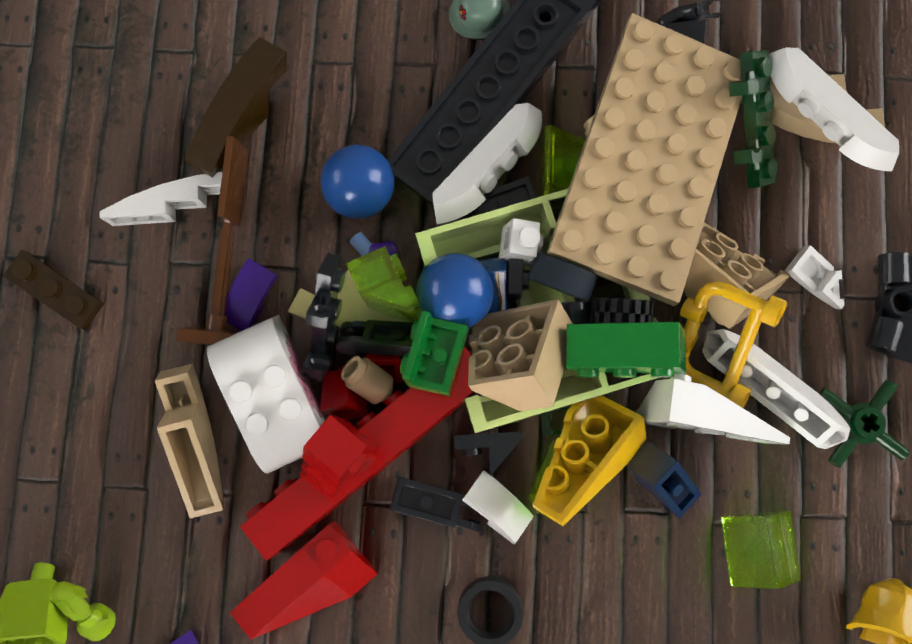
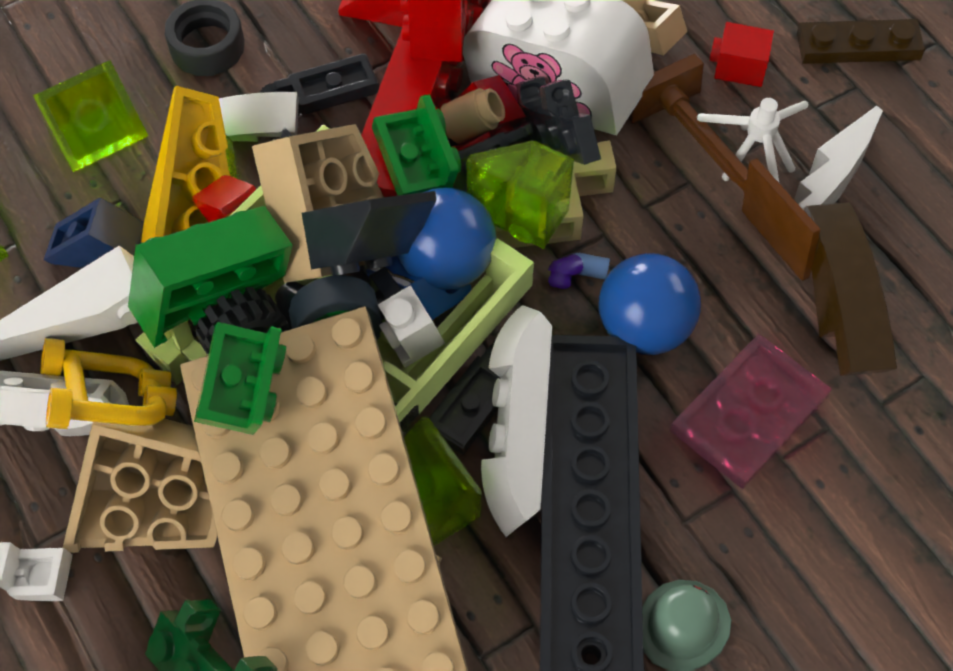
camera: 140 degrees right, 20 degrees down
(140, 327) = (742, 54): none -> red brick
(188, 247) = (762, 128): none -> white plant
(248, 294) = (668, 147): dark purple slope -> none
(348, 92) = (750, 410): none -> clear pink plate
(514, 304) = (365, 231): none -> black slope
(572, 426) = (222, 197): none -> red slope
(613, 586) = (90, 115): none -> clear neon green slope
(657, 247) = (239, 378): none -> green bracket

